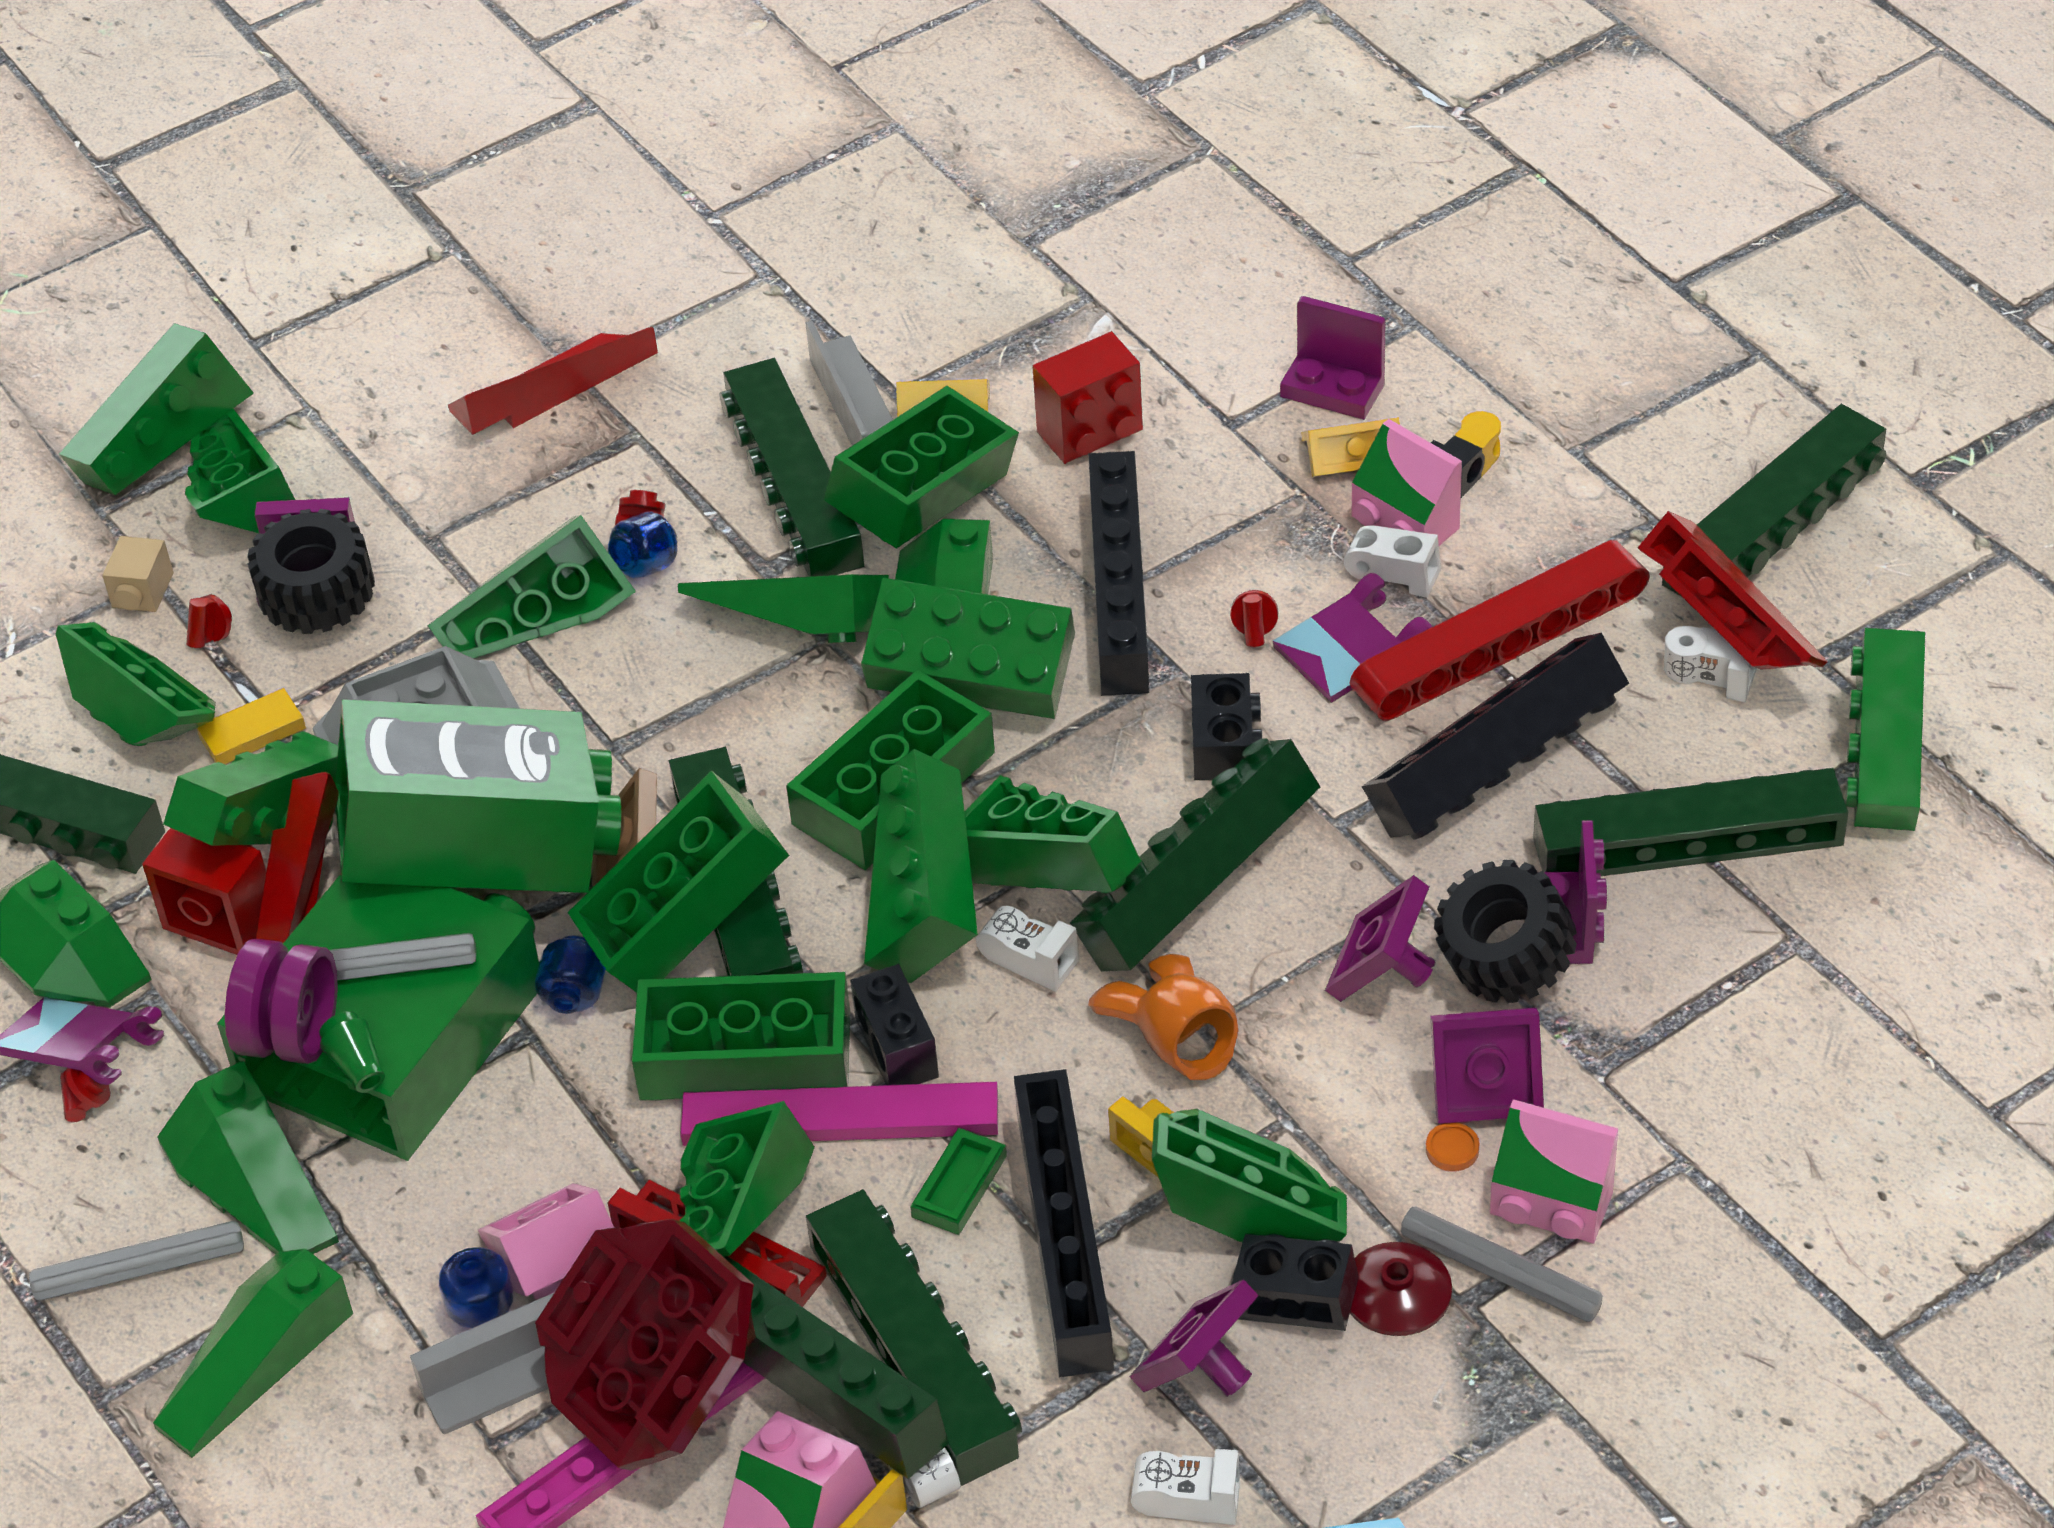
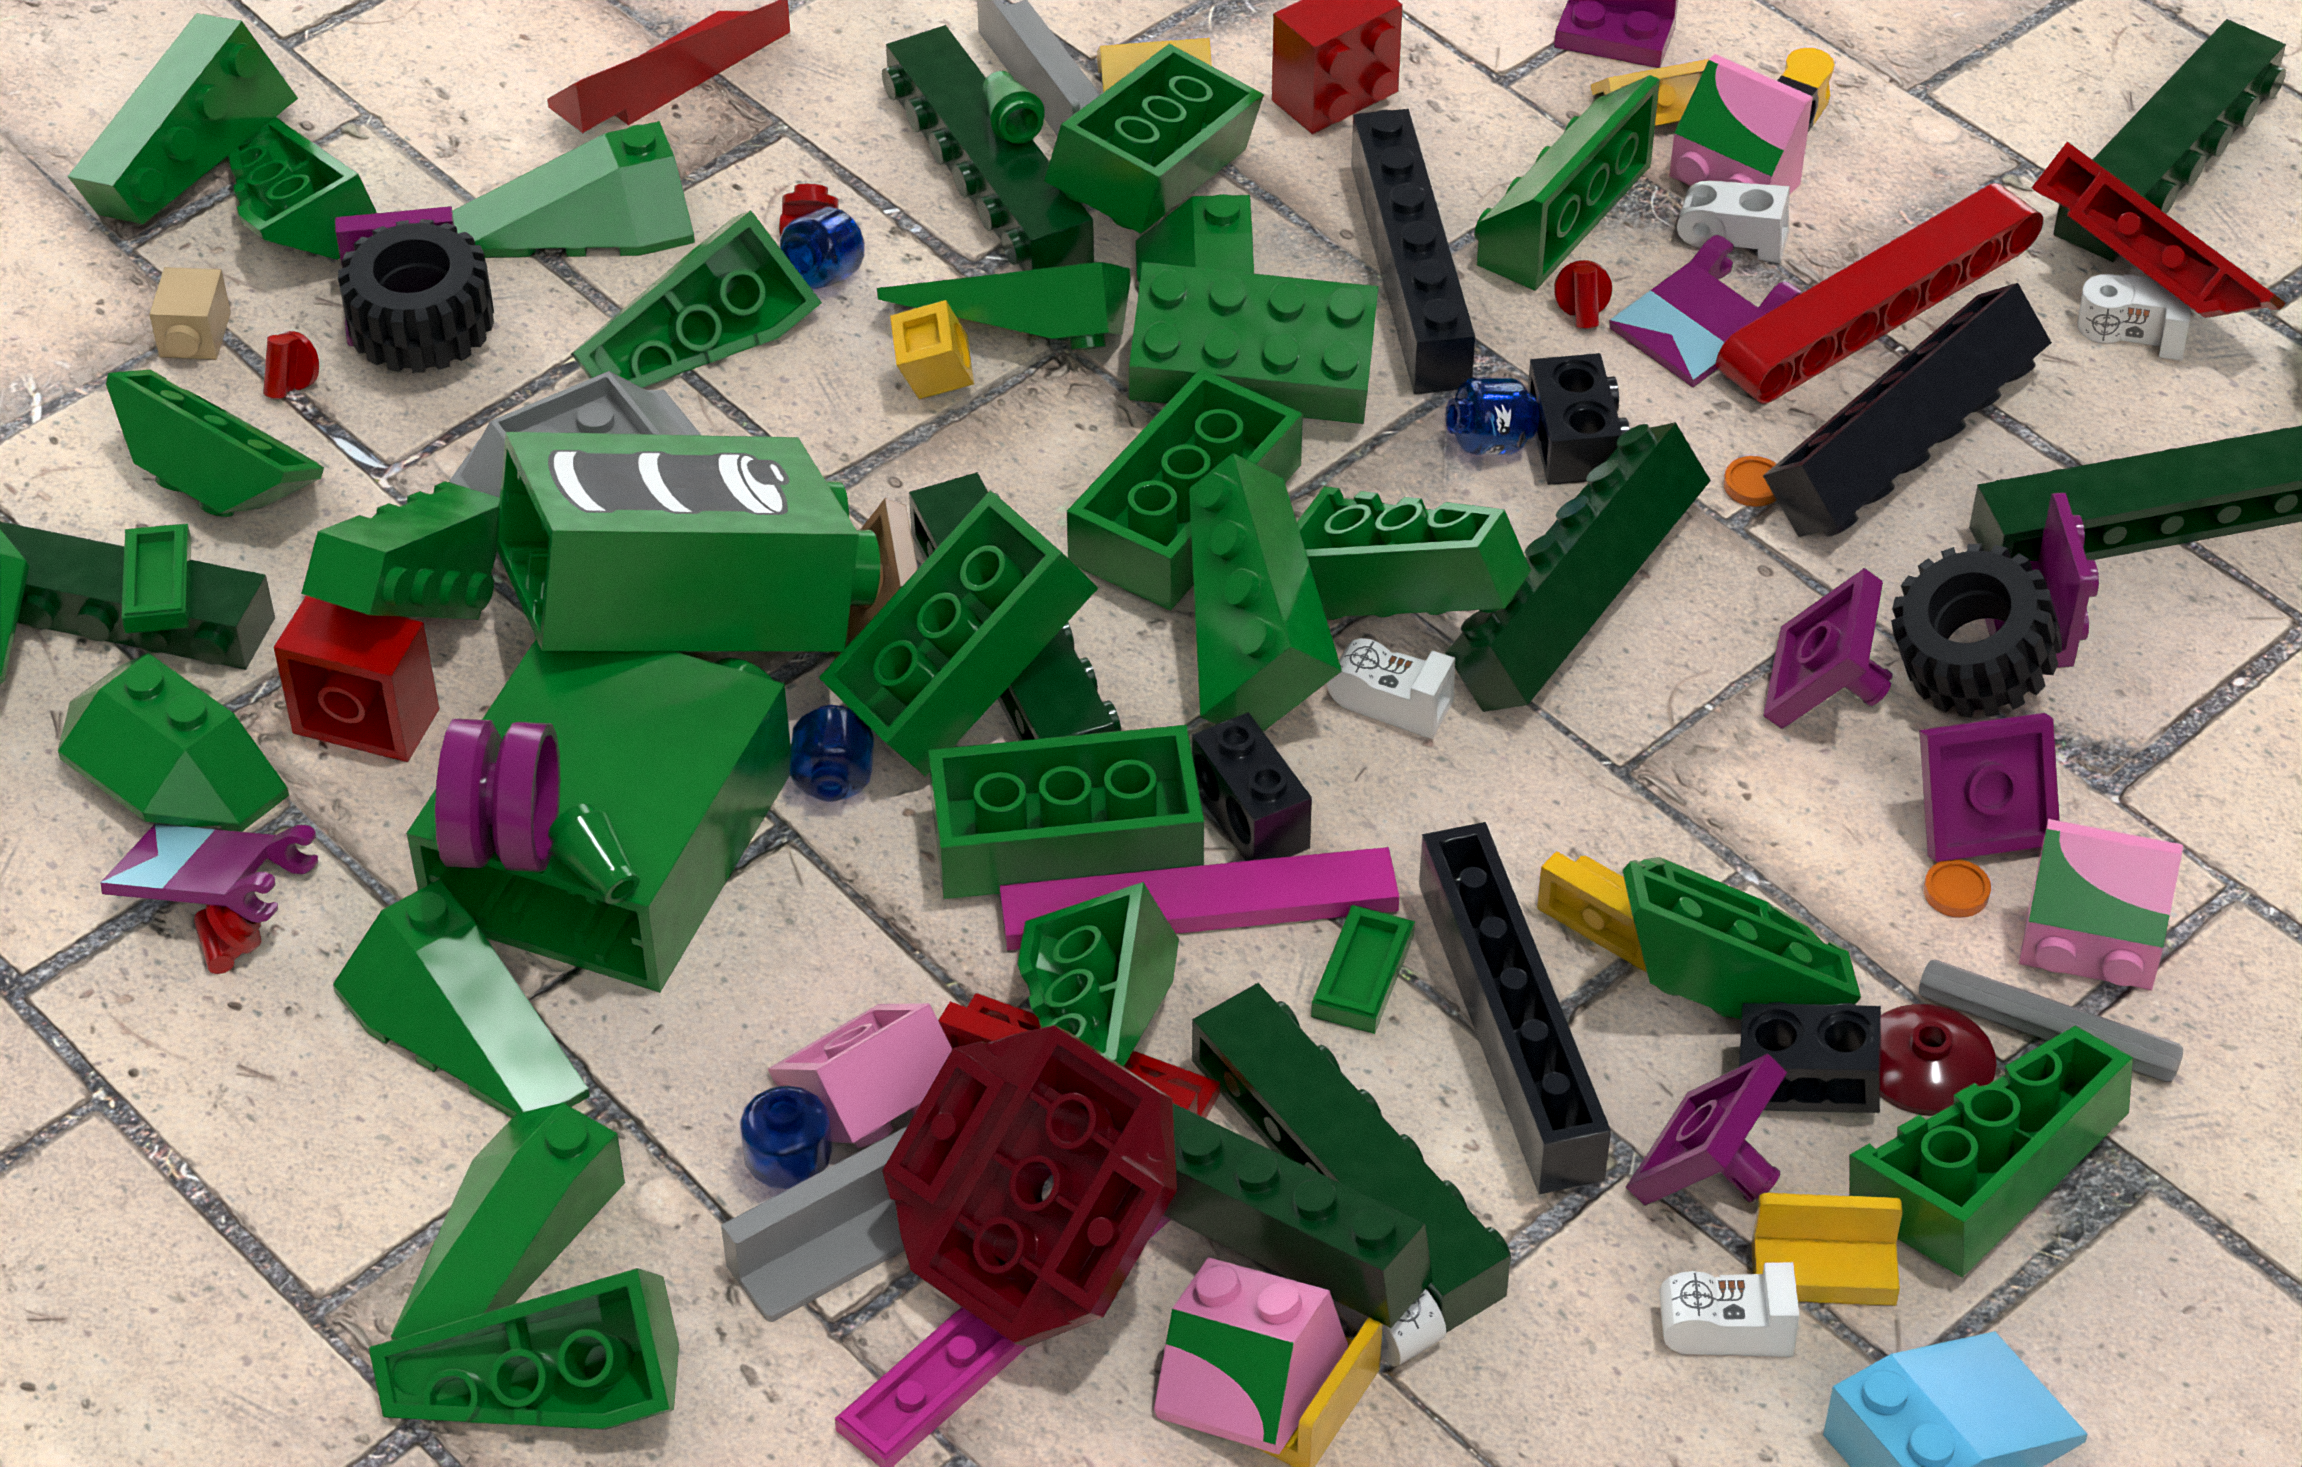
camera: 10 degrees left, 0 degrees up
(69, 798) = (156, 578): none -> green tile
(136, 1260) = (333, 1137): light grey axle -> none
(251, 726) = (365, 484): yellow tile -> none
(268, 1453) = (557, 1360): none -> green wedge
(297, 857) = (465, 637): red wedge -> none
(405, 956) = (641, 735): light grey axle -> none
(472, 491) = (599, 195): none -> green wedge
(711, 638) = (932, 349): none -> yellow brick
(810, 436) = (1013, 109): none -> green cone
(1155, 720) = (1492, 415): none -> clear blue head
(1173, 1012) = (1591, 750): orange piece -> none
(1260, 524) = (1570, 186): none -> green slope
(1278, 1439) = (1837, 1245): none -> yellow panel
(1350, 786) = (1746, 482): none -> orange piece
(1426, 1371) = (1997, 1148): none -> green wedge

